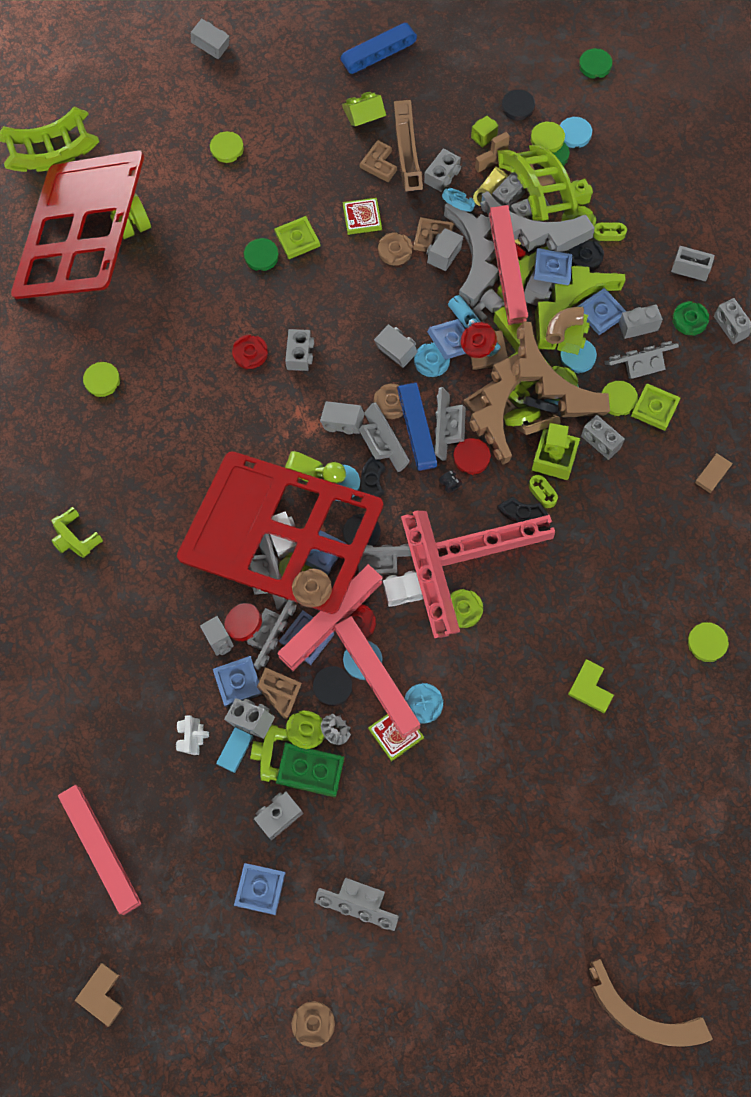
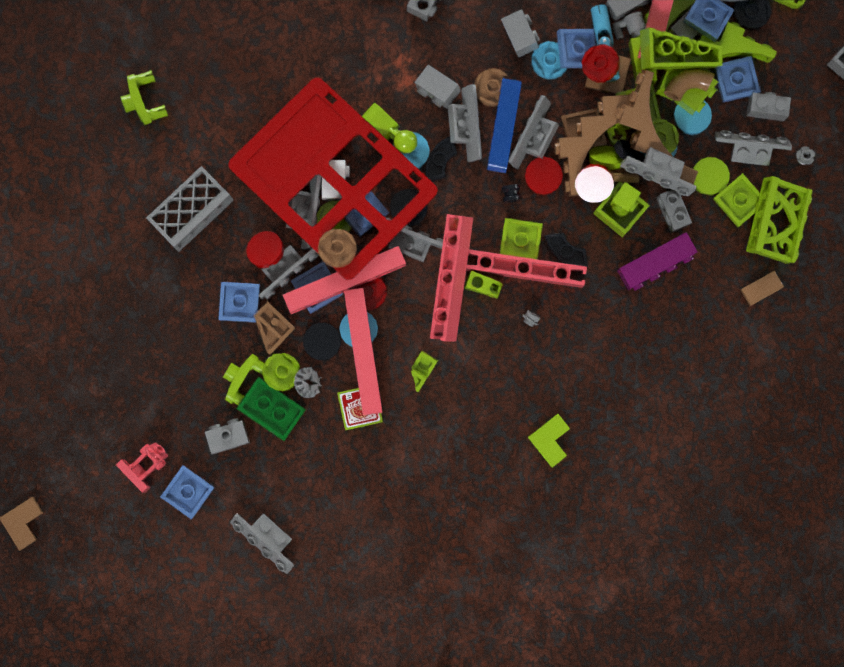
camera: 20 degrees right, 15 degrees up
(99, 850) = (63, 400): coral piece -> none
(168, 624) = (202, 217): none -> light grey fence
(193, 735) = (181, 334): white hips -> none
(214, 864) = (137, 473): none -> coral tile
(217, 636) = (235, 254): light grey brick -> none
(234, 750) = (213, 362): medium azure tile -> none
(249, 717) = (233, 339): light grey brick -> none
(313, 1024) = (188, 620): medium nougat tile -> none
(402, 589) = (421, 278): white brick -> none
(425, 702) = (396, 390): medium azure tile -> none
(439, 671) = (422, 368): none -> lime slope
(461, 571) = (483, 285): none -> lime leg
(467, 607) = (473, 320): lime tile -> none
(476, 516) = (521, 238): none -> lime tile
(519, 583) = (531, 318): none -> light grey plate
(522, 438) = (594, 183): none -> tile
(537, 301) = (671, 51): none -> lime wedge
(546, 488) = (589, 240): lime beam -> none
(575, 403) = (660, 169): none -> light grey bracket
(609, 486) = (656, 261): none -> magenta brick
(690, 318) = (821, 122): green tile -> none
(692, 353) = (810, 156): none -> light grey plate
(708, 642) = (675, 443): lime tile -> none
(710, 396) = (796, 215): none -> lime fence

